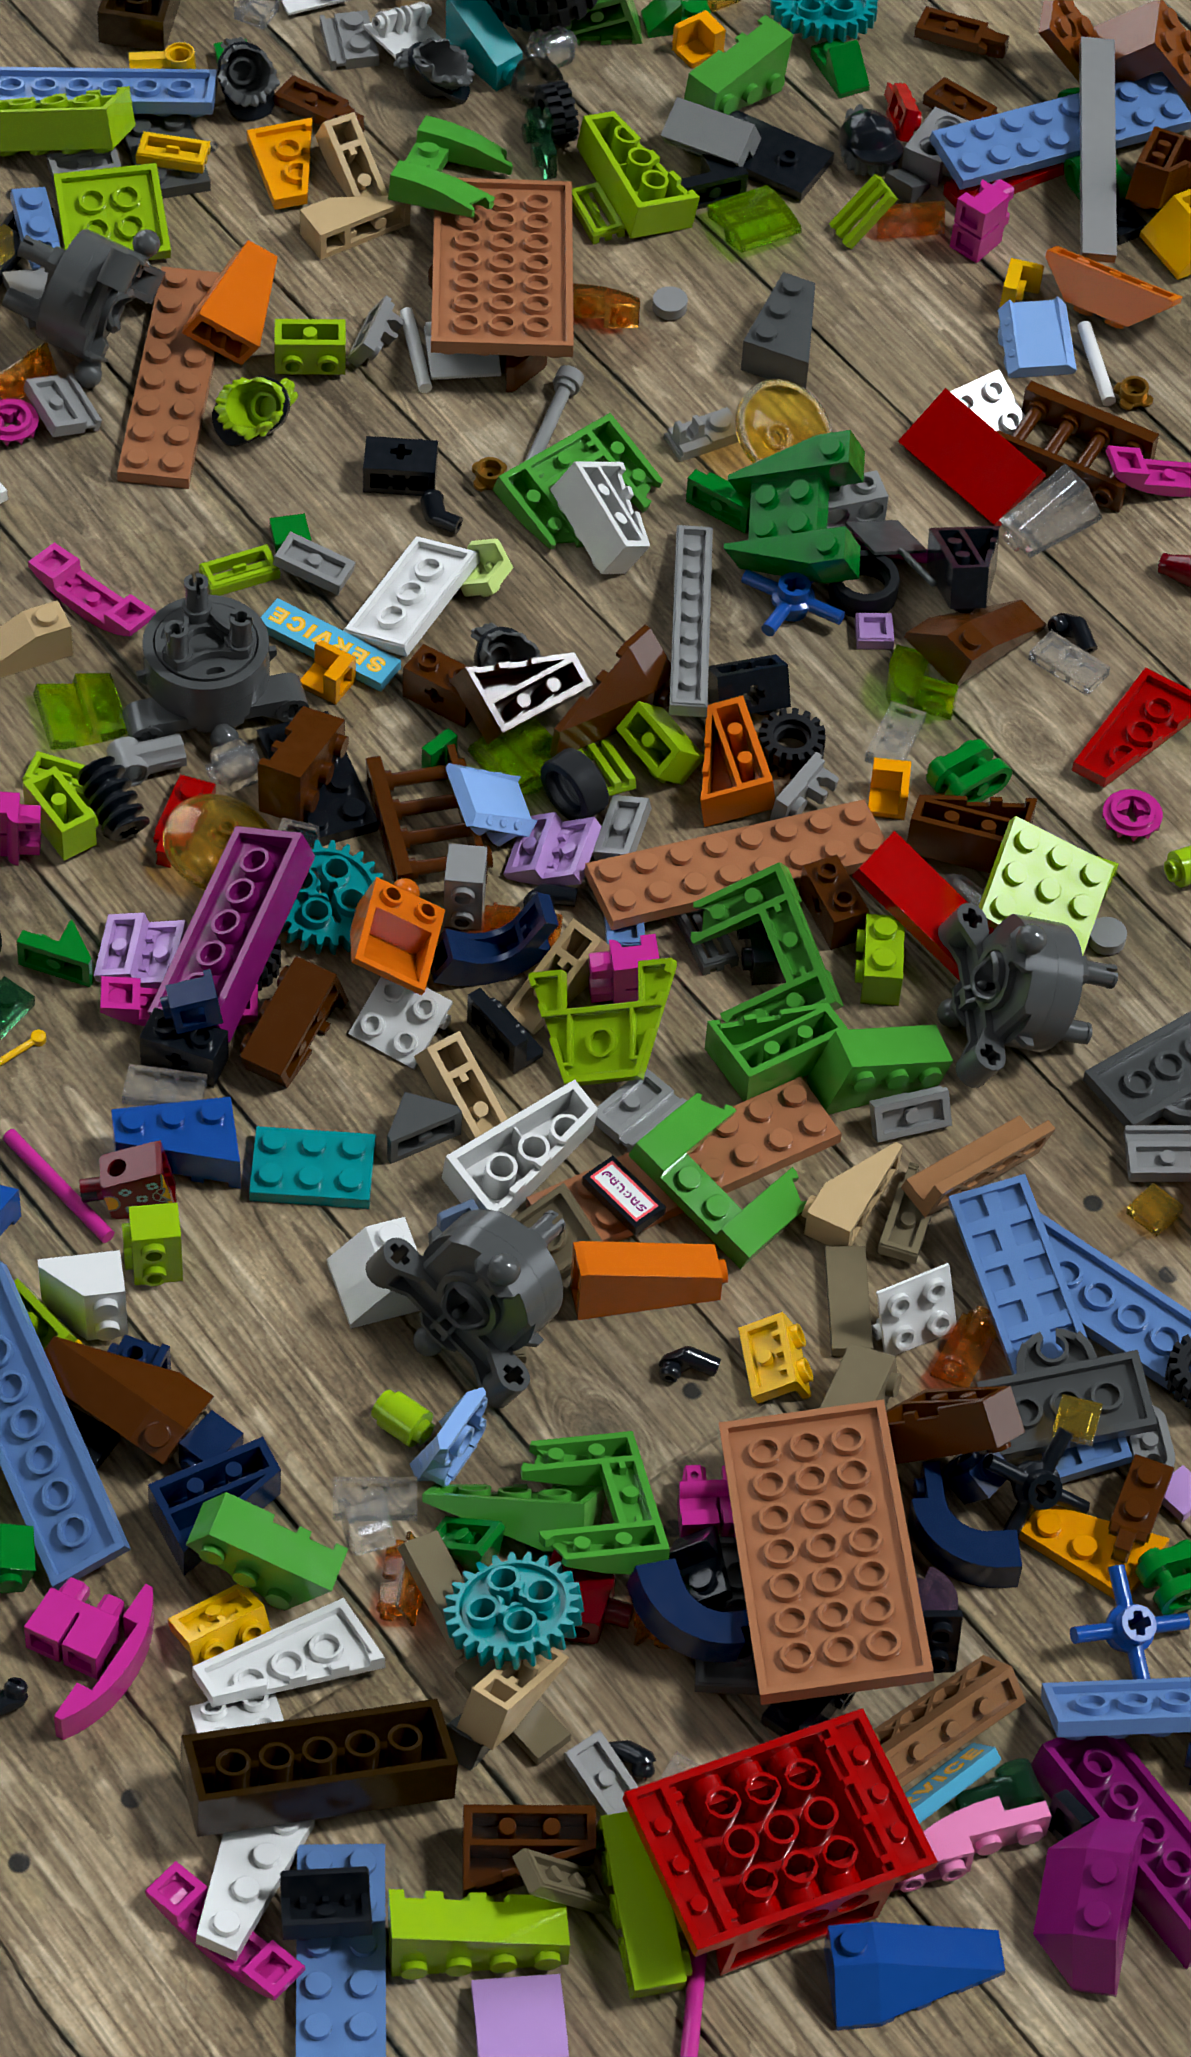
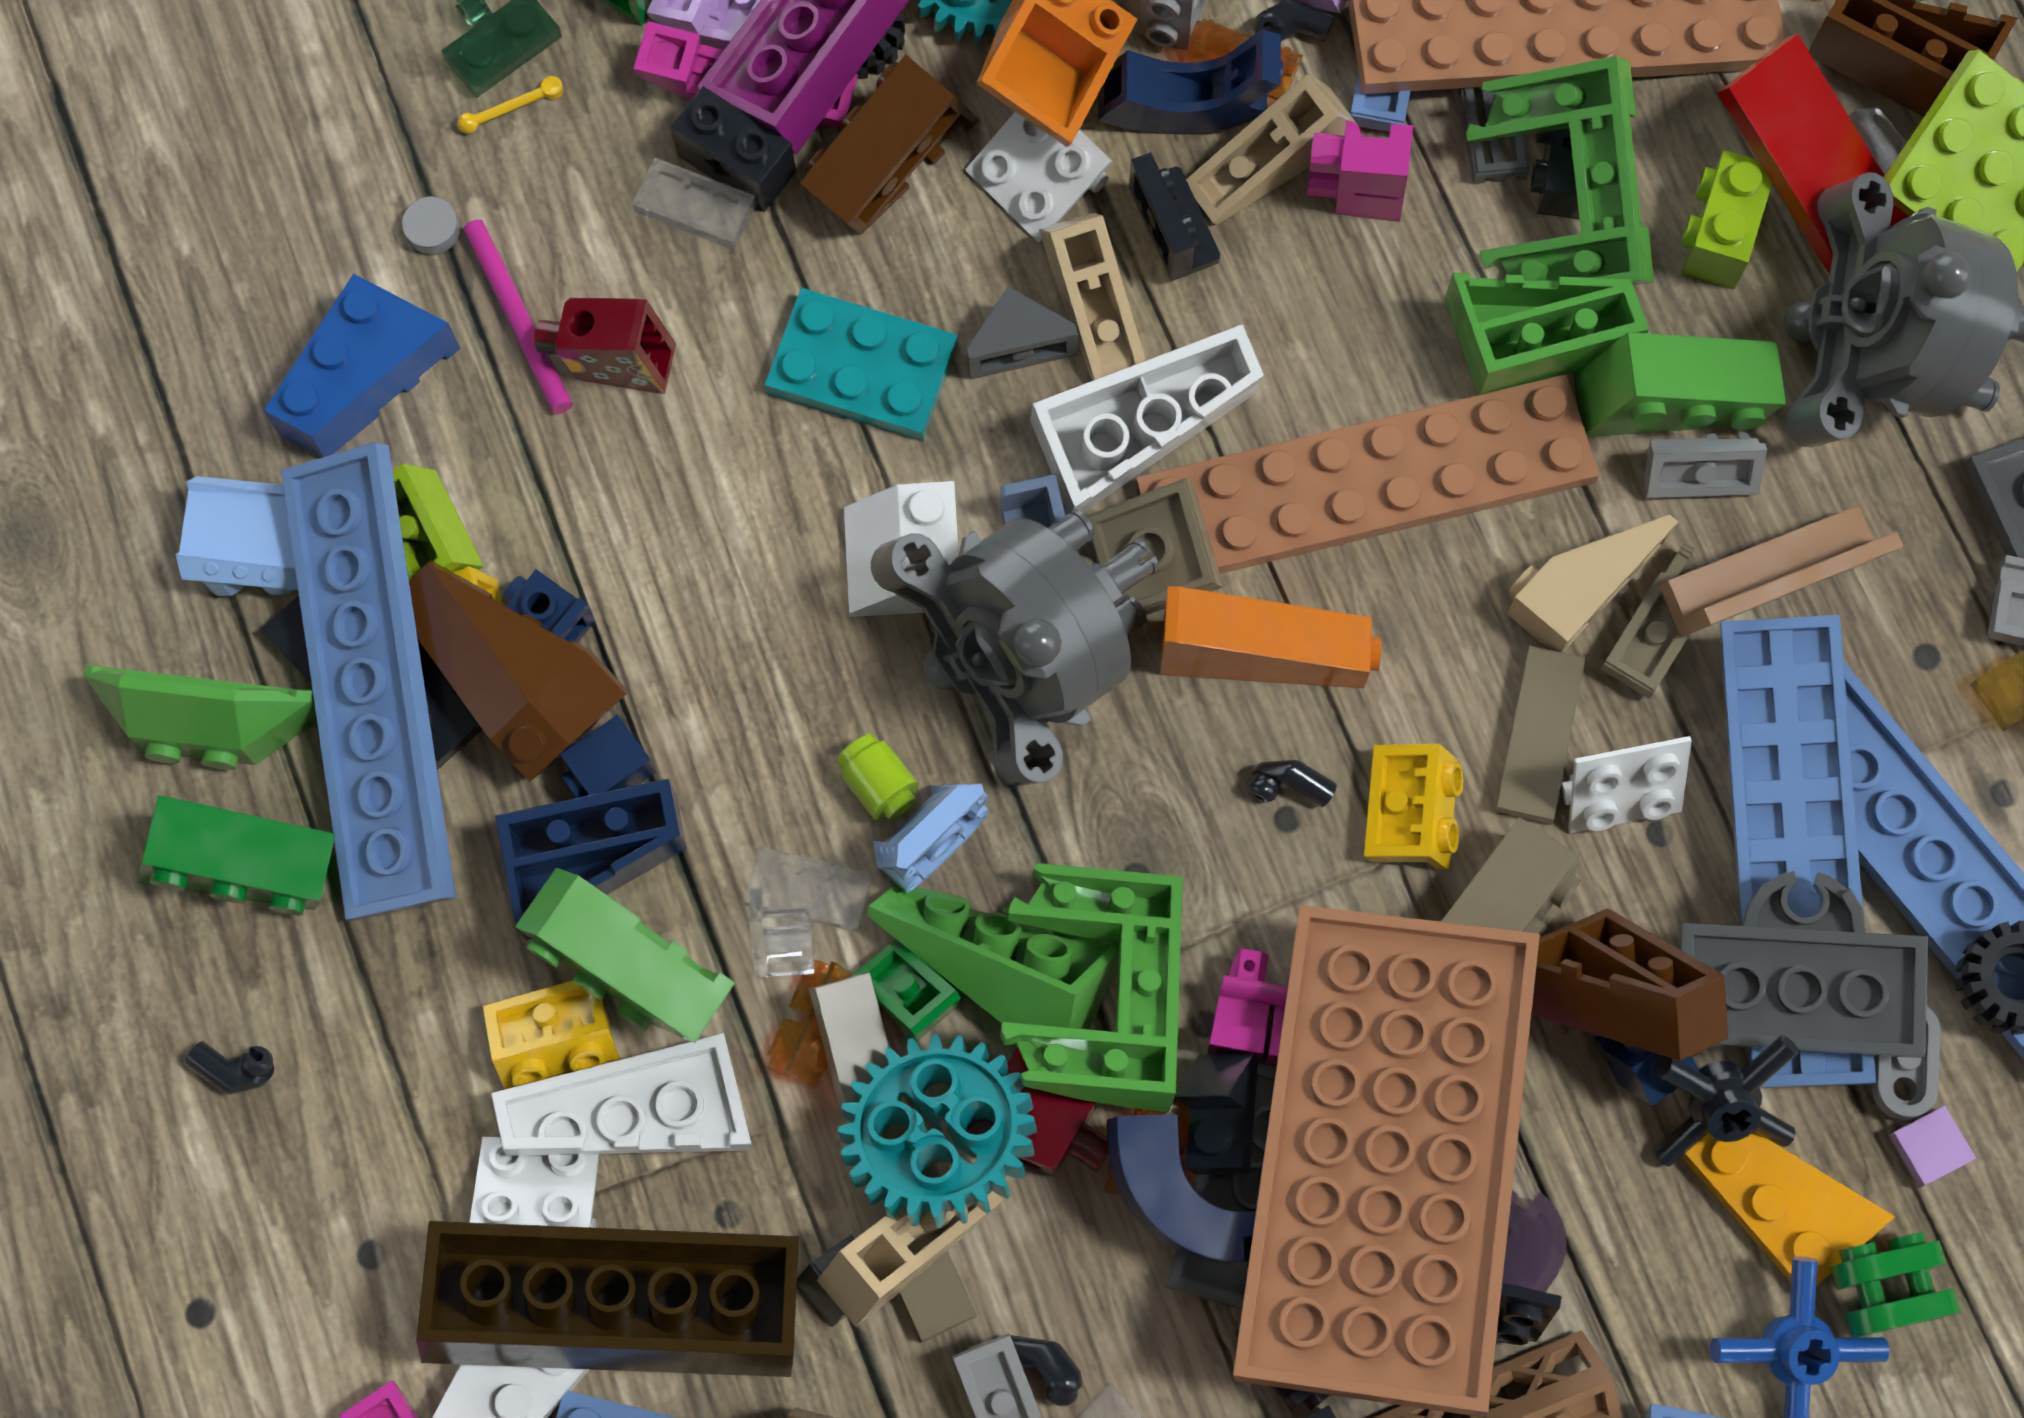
camera: 20 degrees right, 20 degrees up
(73, 1629) = (352, 995): dark pink hips -> none
(86, 1293) = (505, 498): white slope -> none
(86, 1705) = (334, 1114): dark pink slope -> none
(153, 1244) = (608, 444): lime brick -> none
(192, 1004) = (746, 98): dark blue brick -> none
(194, 1134) = (695, 285): blue wedge -> none
(604, 1040) = (1304, 265): lime wing -> none
(623, 1195) = (1267, 510): tile -> none
(636, 1109) = (1326, 377): light grey plate -> none
(666, 1160) = (1410, 594): bright green wedge -> none
(832, 901) = (1683, 113): reddish brown brick -> none
(957, 1550) = (1581, 1157): dark blue arch -> none
(965, 1348) = (1683, 850): clear orange hinge -> none
(1078, 1417) = (1811, 1023): clear yellow tile -> none
(1138, 1505) = (1863, 1164): reddish brown hinge -> none

